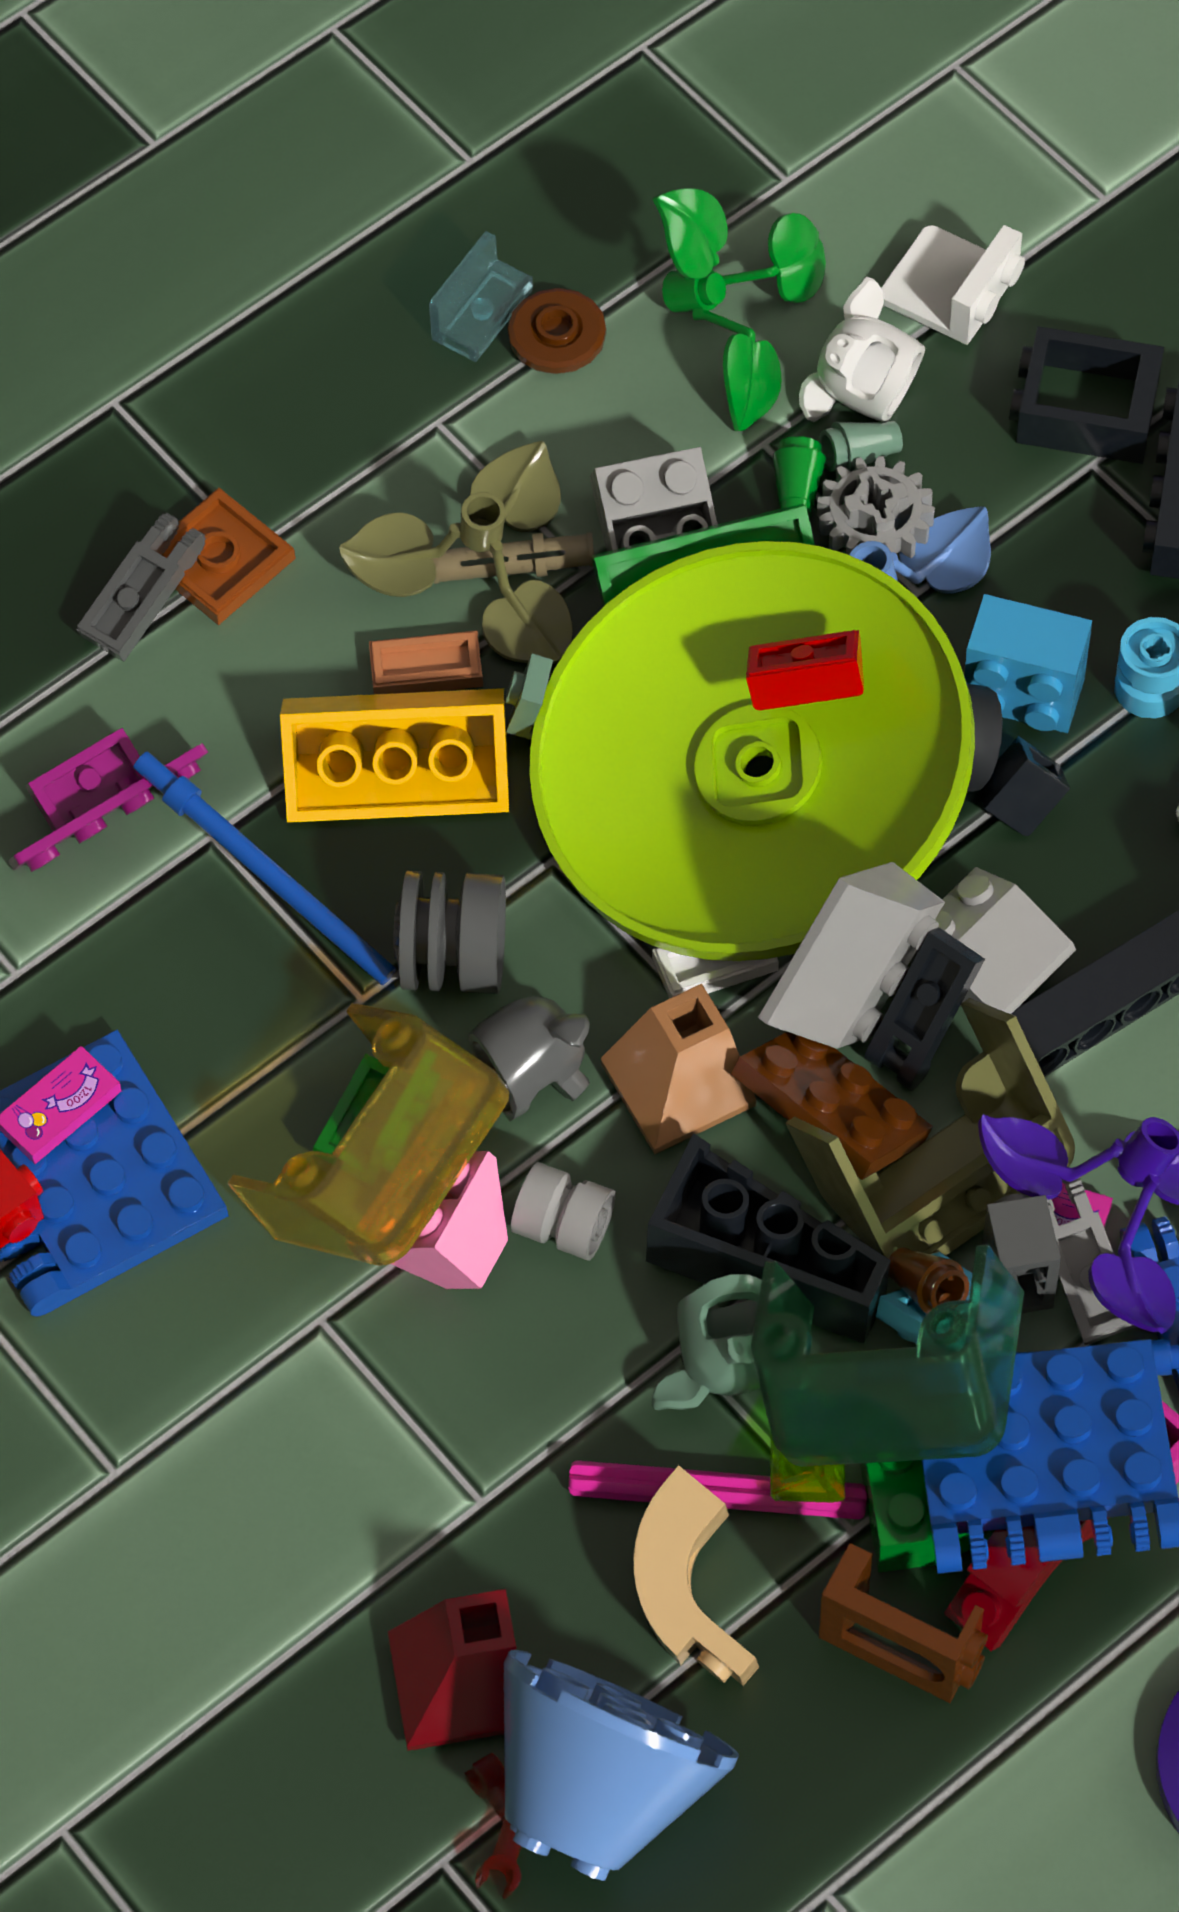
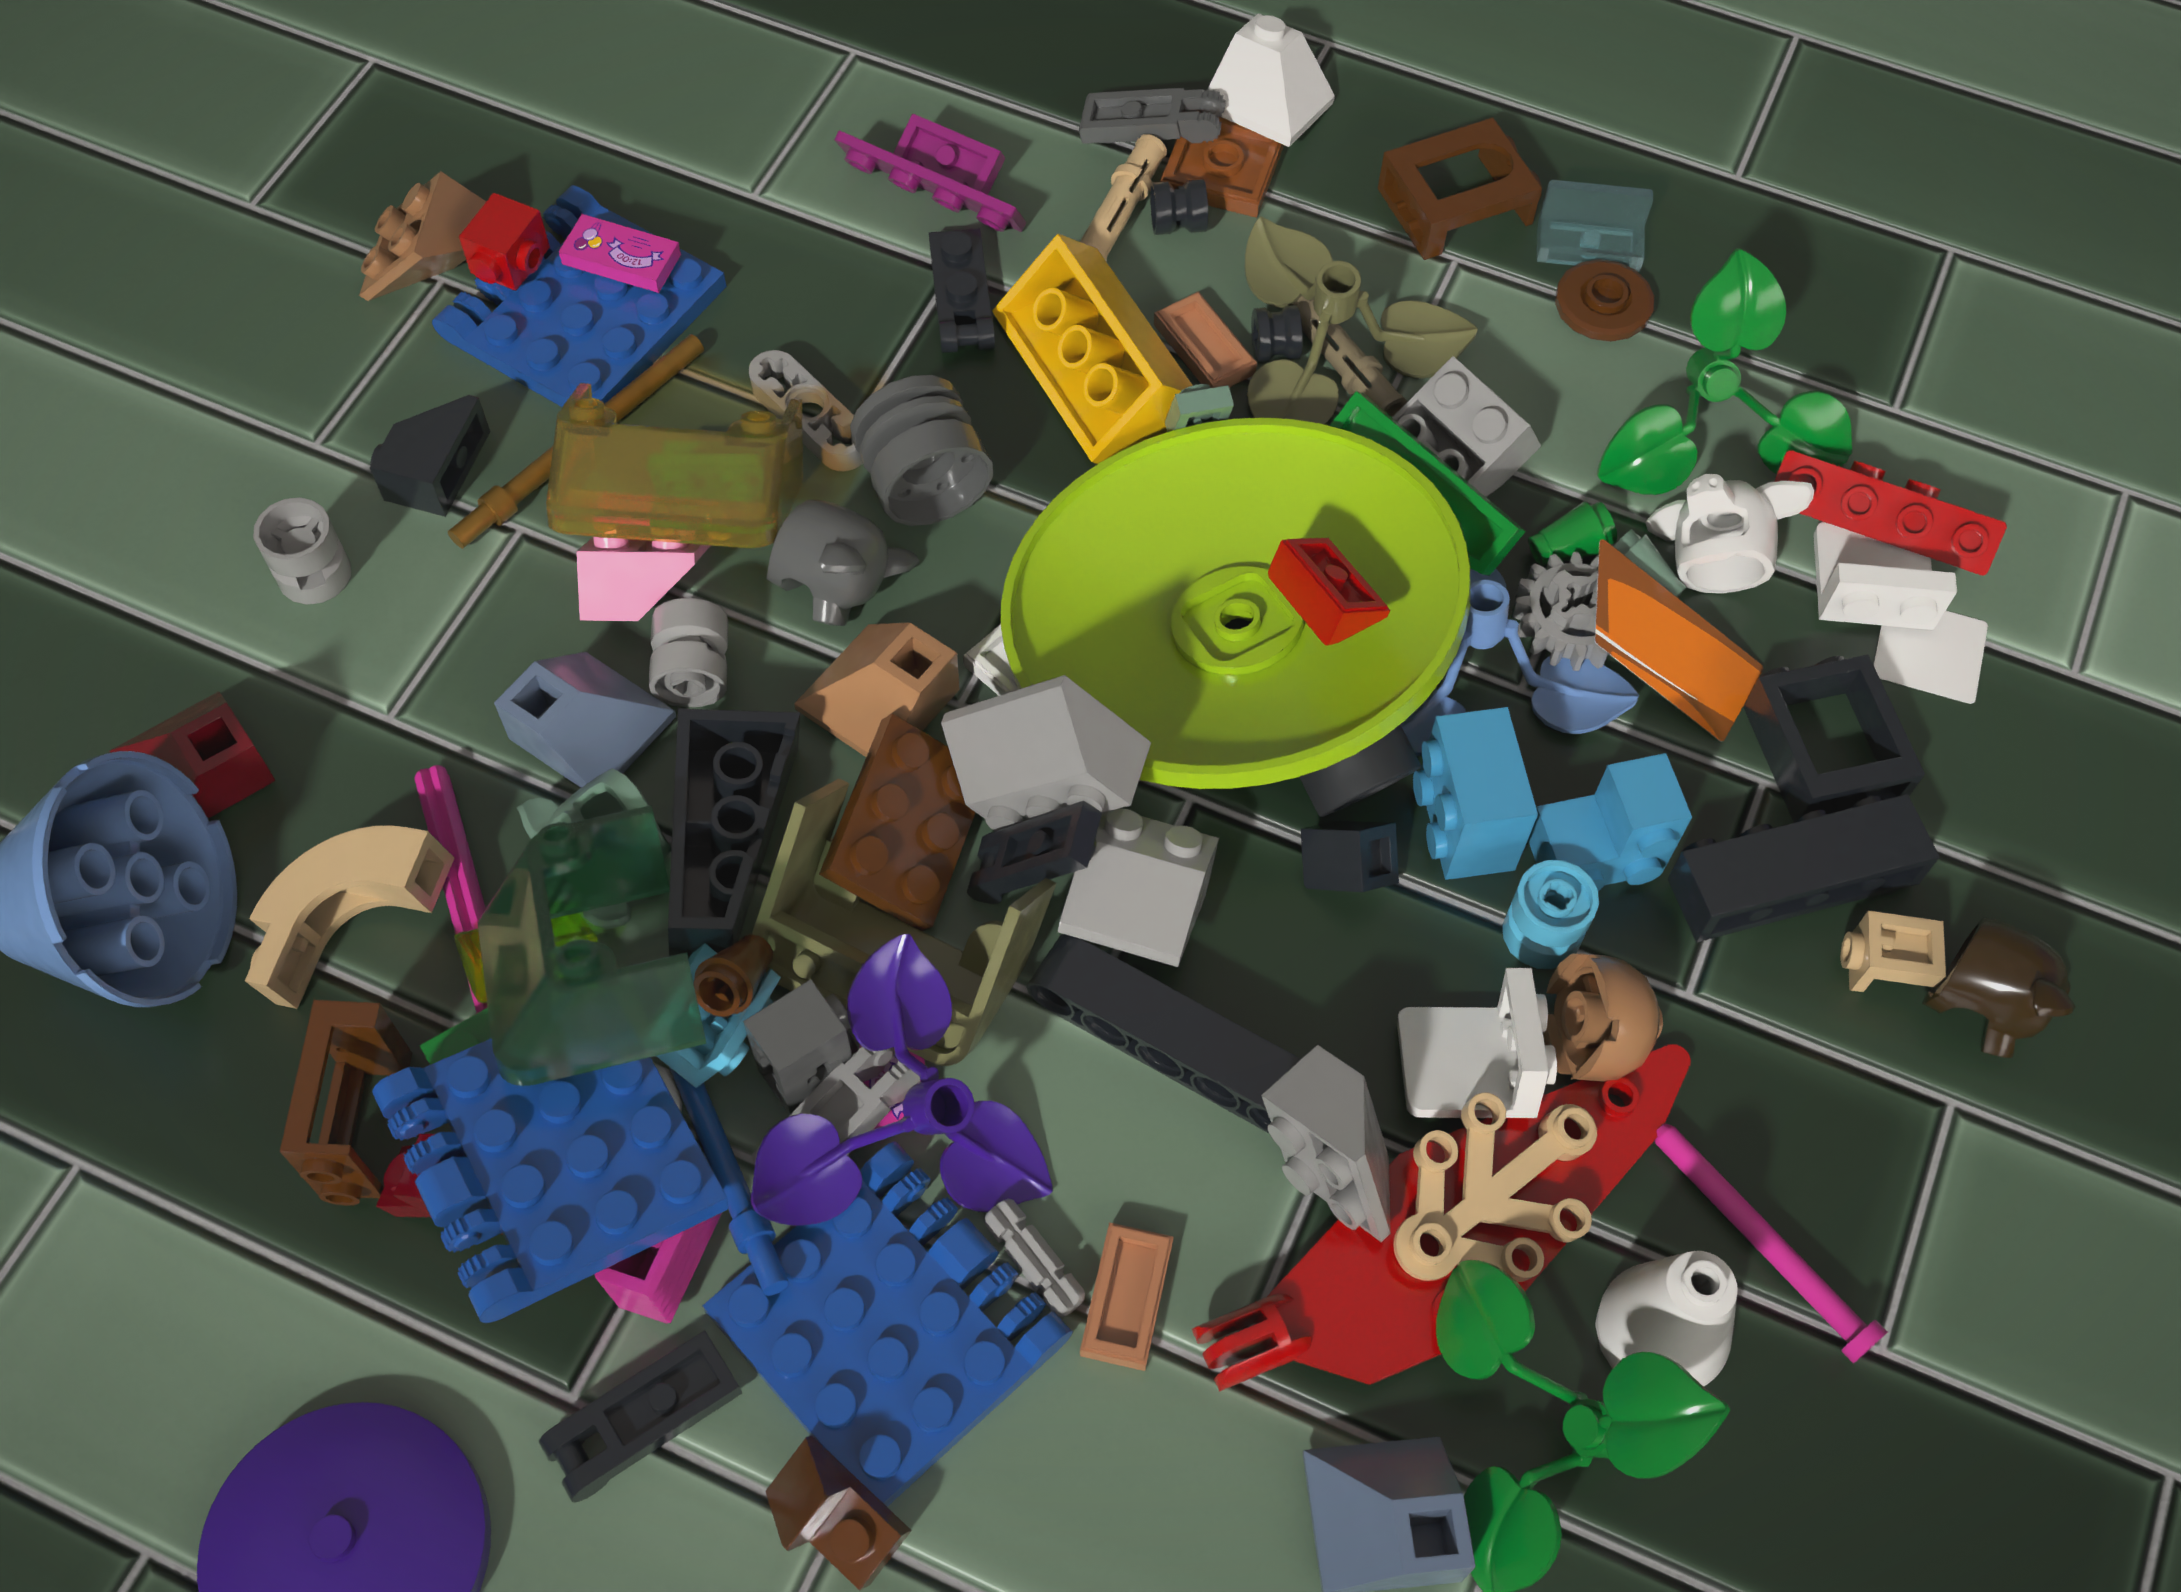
camera: 60 degrees right, 0 degrees up
(159, 470) = (1272, 81): none -> white slope
(185, 798) = (951, 217): blue bar -> none
(210, 642) = (1129, 185): none -> tan pin
(210, 1363) = (430, 455): none -> black slope
(265, 608) = (1180, 206): none -> black wheel
(267, 831) = (961, 290): none -> black plate
(272, 1503) = (302, 550): none -> light grey wheel
(289, 1320) = (501, 502): none -> pearl gold bar
(301, 1007) = (804, 386): none -> light grey beam
(372, 421) = (1428, 218): none -> reddish brown panel
(458, 599) = (1276, 333): none -> black wheel
(588, 1325) = (581, 716): none -> sand blue slope
(903, 235) = (1895, 515): none -> red bracket
(946, 460) = (1670, 645): none -> orange sticker
(1044, 288) = (1934, 660): none -> white sticker
(1106, 576) = (1621, 829): none -> dark azure brick

